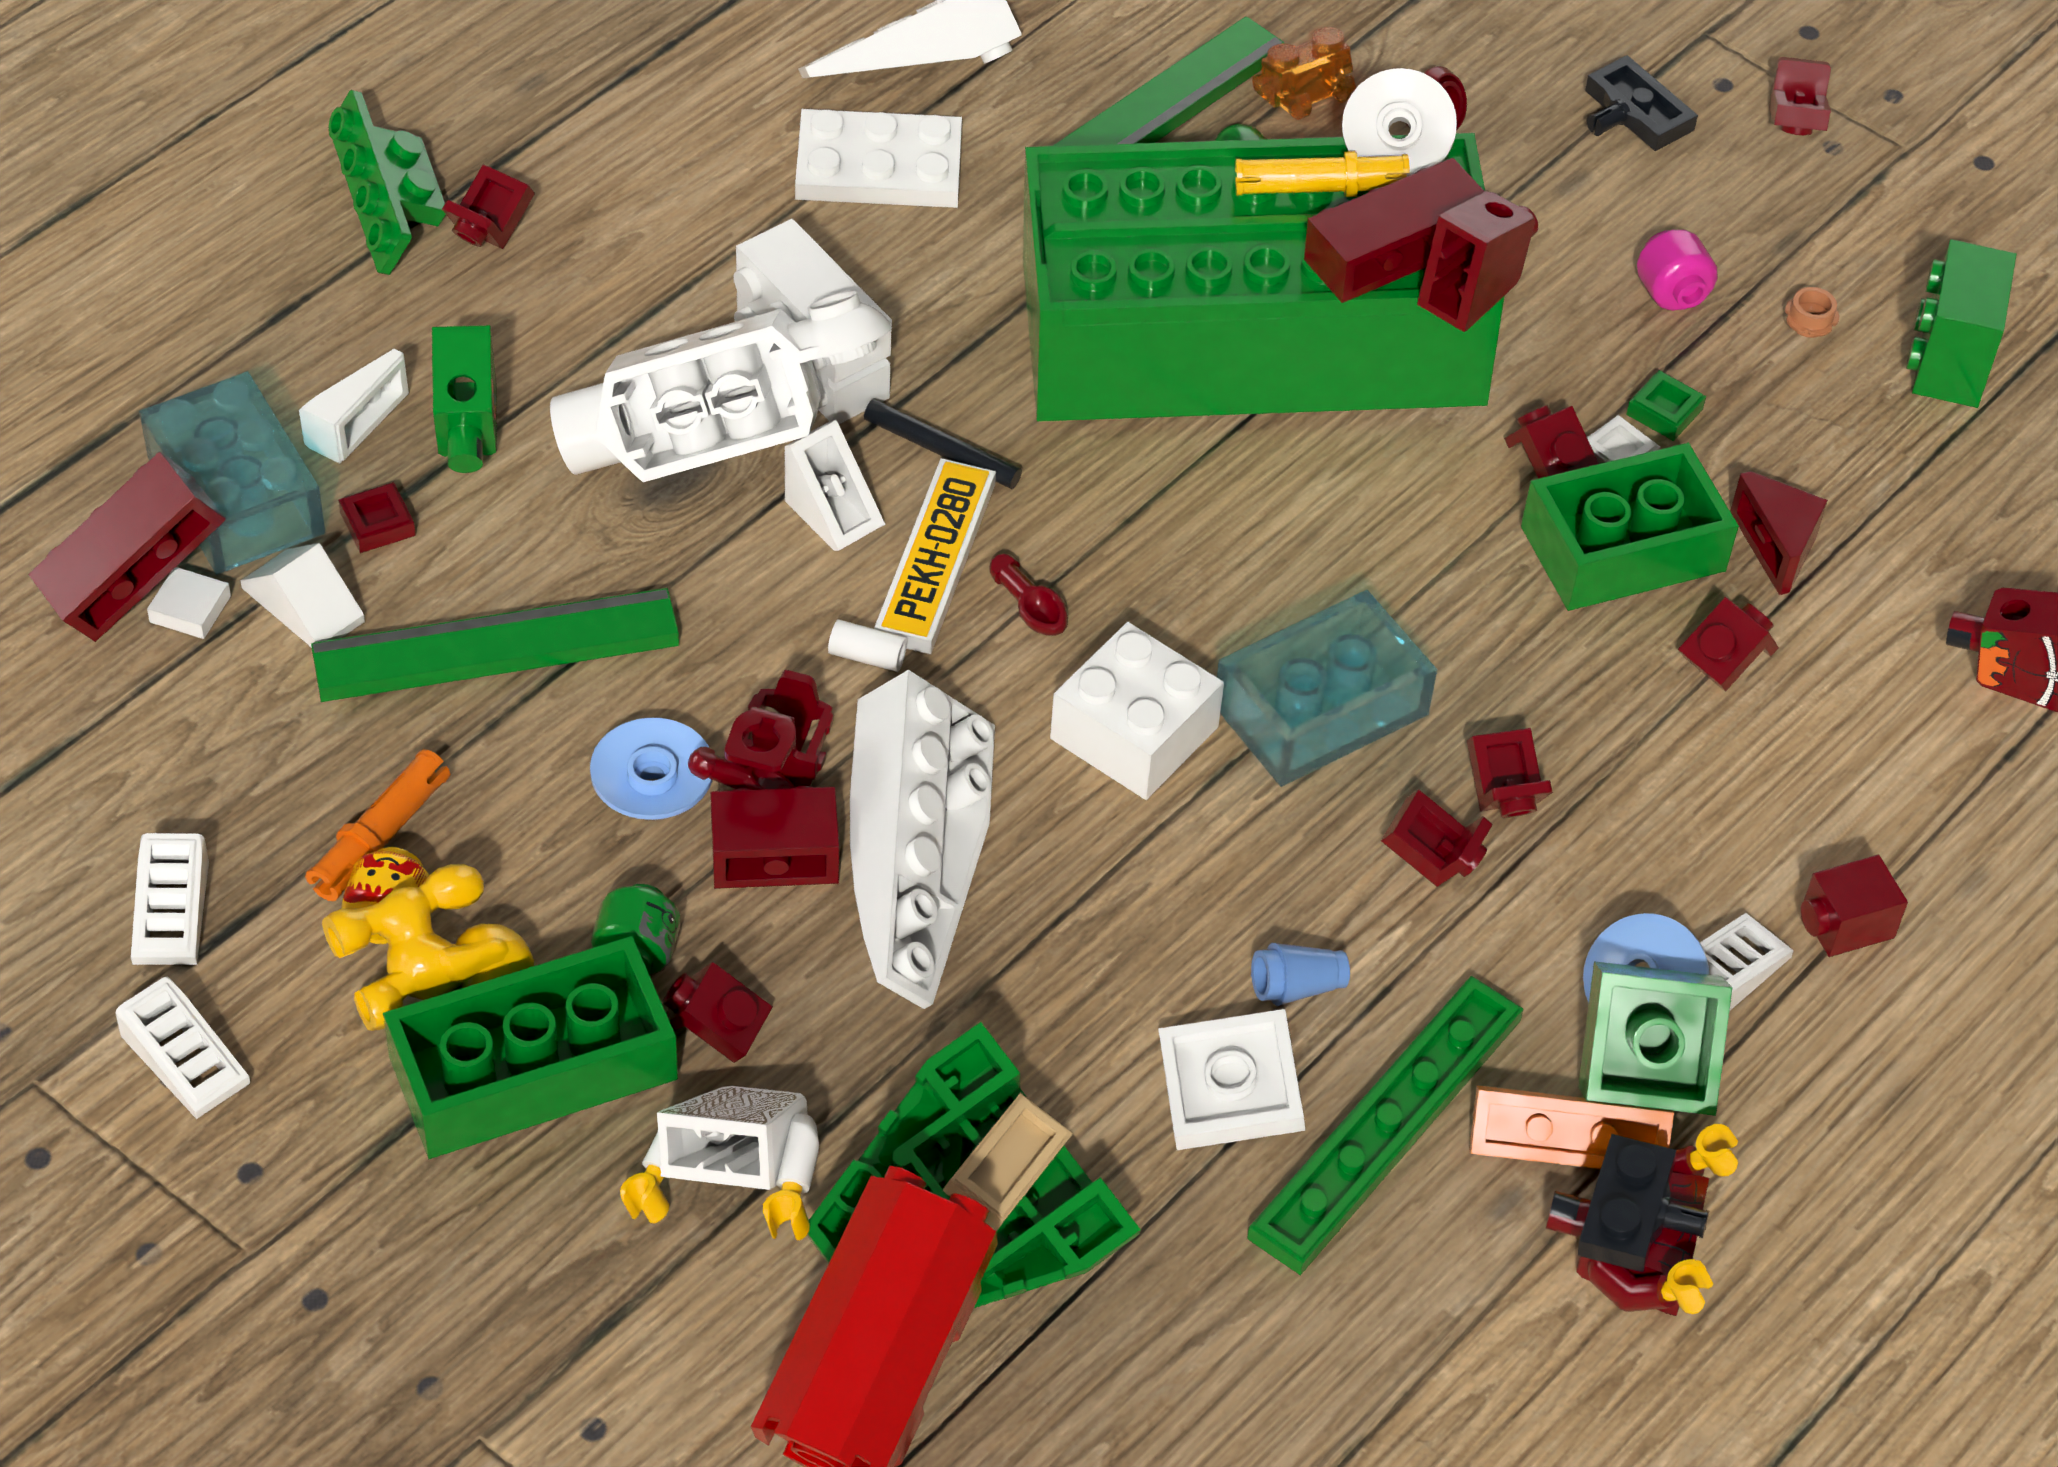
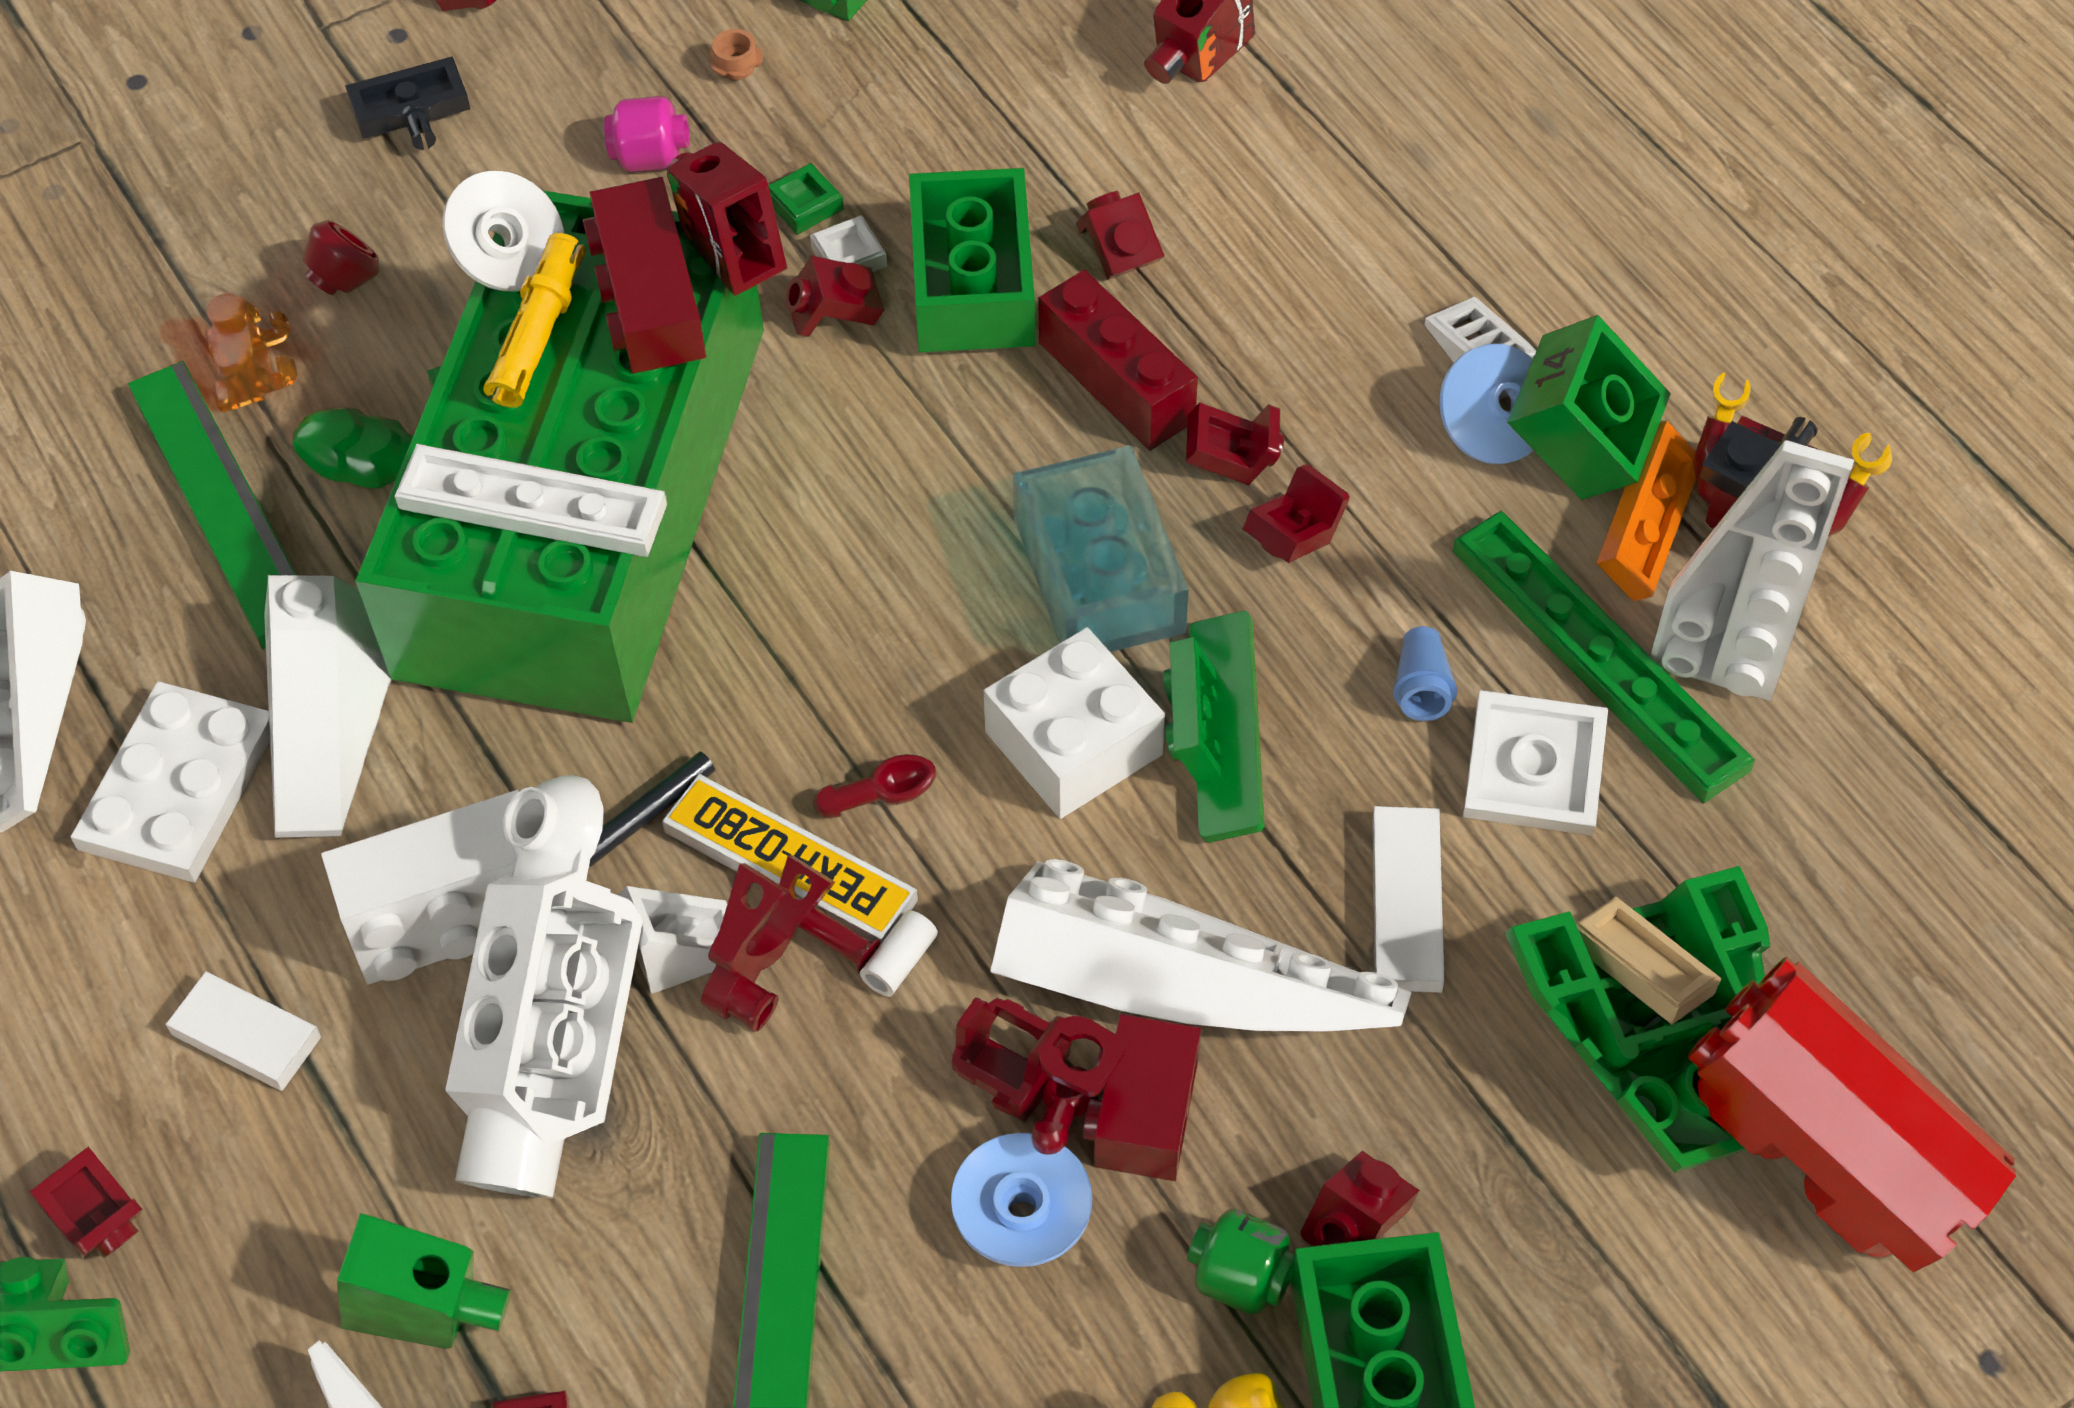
camera: 70 degrees left, 5 degrees up
(668, 259) = (243, 1031): none -> white tile
(732, 1140) = (1563, 1206): white torso -> none
(807, 535) = (743, 954): none -> dark red piece
(955, 216) = (321, 699): none -> white wedge
(1052, 1002) = (1408, 897): none -> white tile
(1140, 227) = (531, 500): none -> white tile
(1180, 808) = (1218, 723): none -> green bracket
(1442, 1165) = (1749, 580): none -> white wedge
(1565, 661) = (1117, 359): none -> dark red brick
(1777, 525) = (1004, 142): dark red slope -> none
(1853, 906) = (1447, 235): dark red brick -> none

